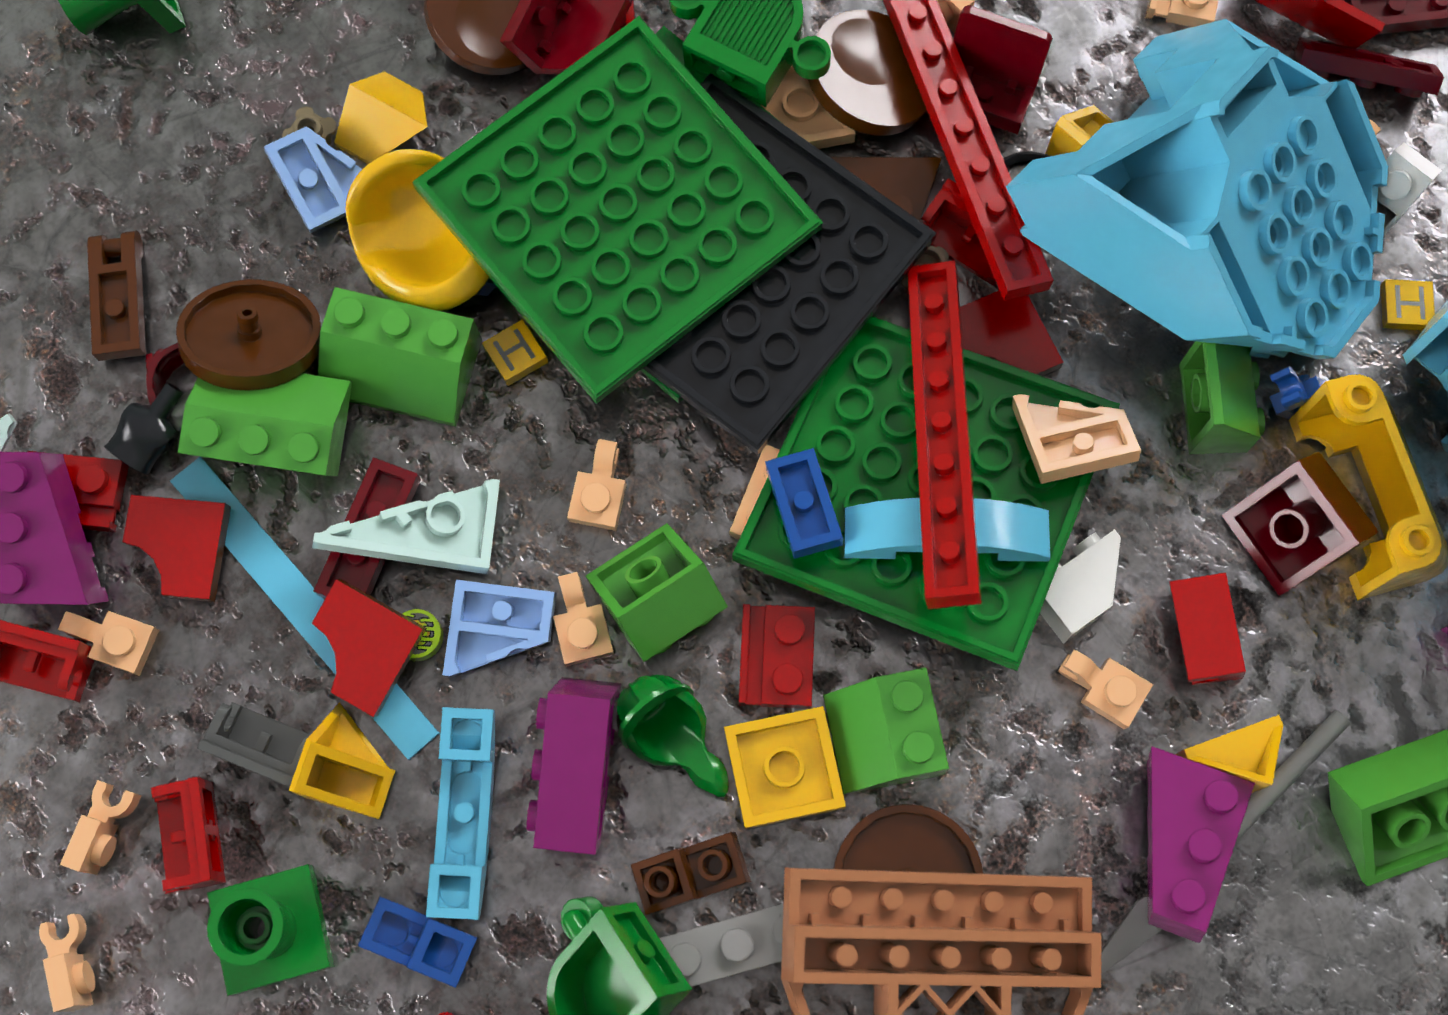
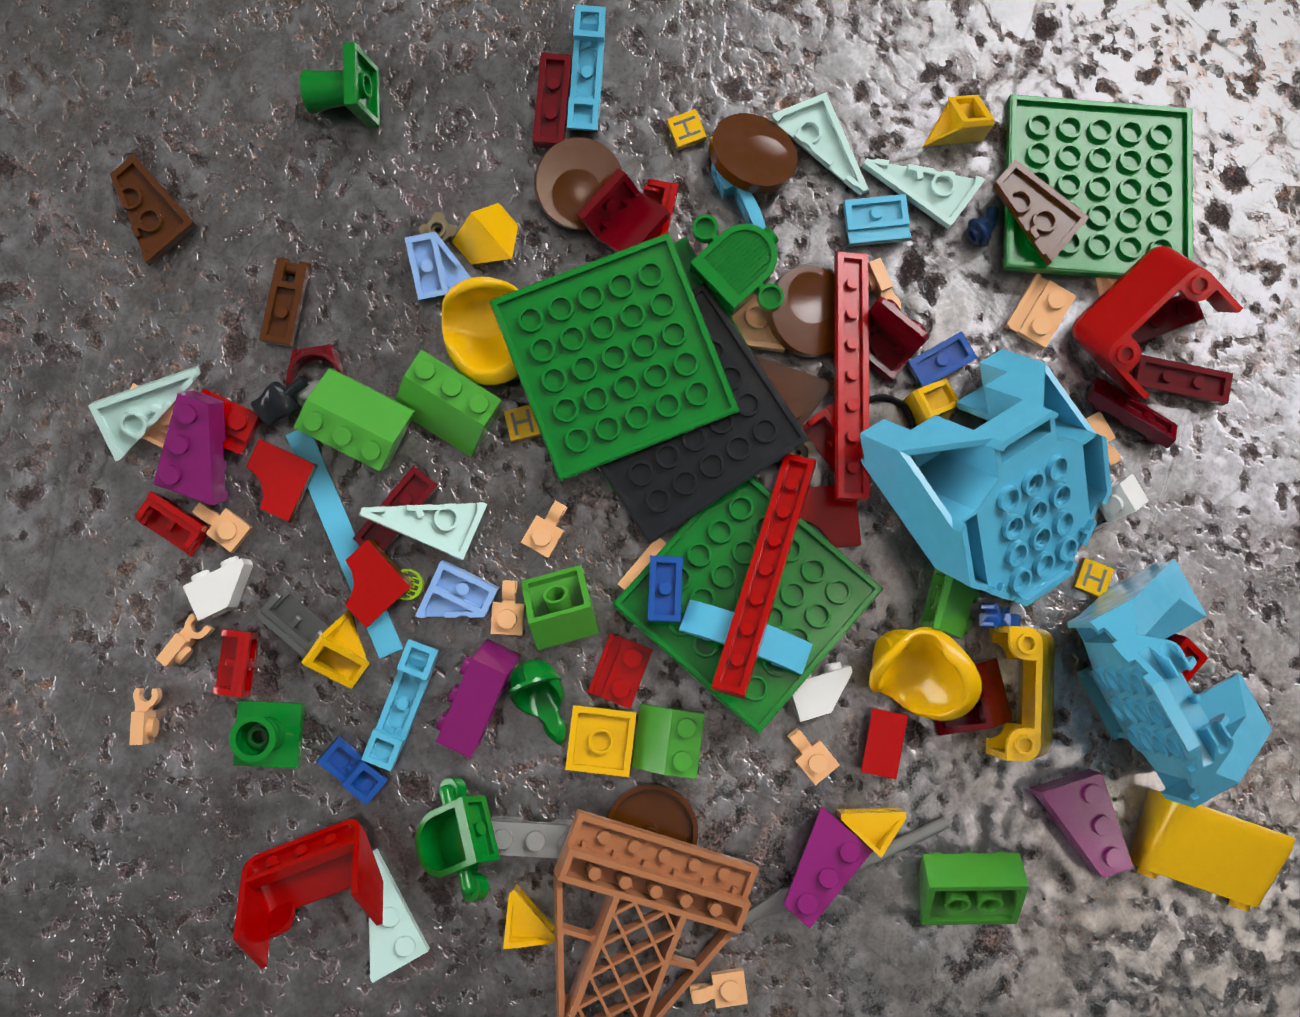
camera: 10 degrees right, 10 degrees up
(132, 732) = (220, 590): none -> white slope
(249, 334) = (359, 360): reddish brown piece -> none
(690, 873) = (525, 784): reddish brown slope -> none
(1074, 438) = (844, 604): light nougat wing -> none
(1079, 79) = (941, 360): none -> blue plate
(1229, 502) = (925, 673): none -> yellow piece

